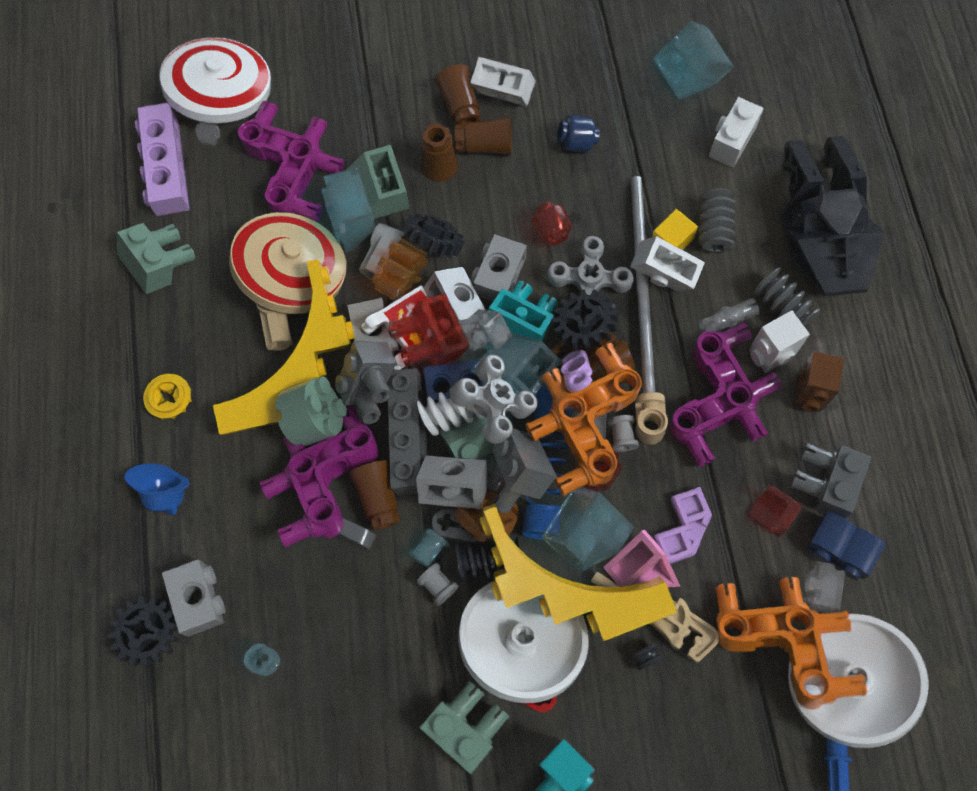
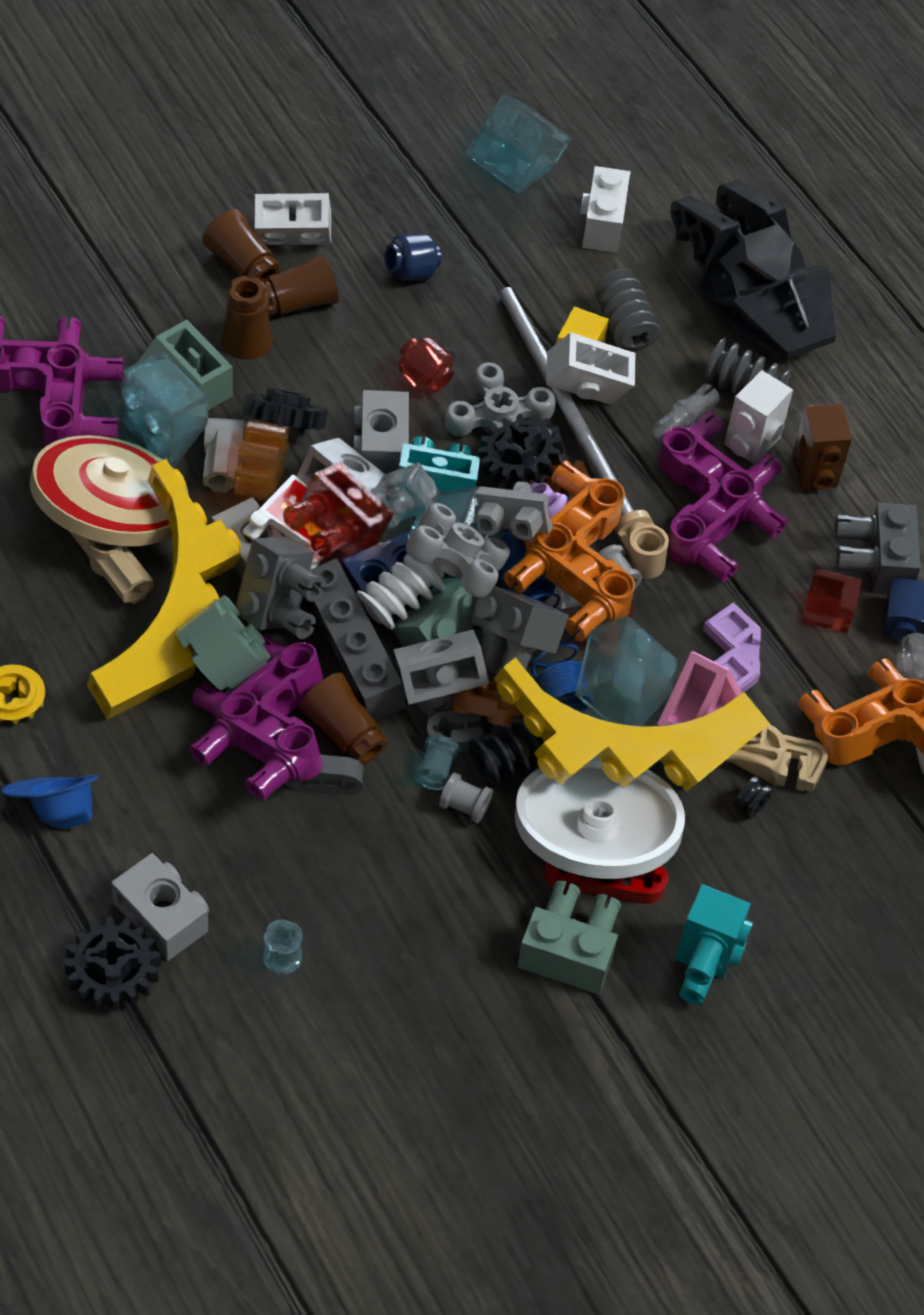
camera: 30 degrees left, 15 degrees down
(549, 376) = (514, 510): none -> light grey hips

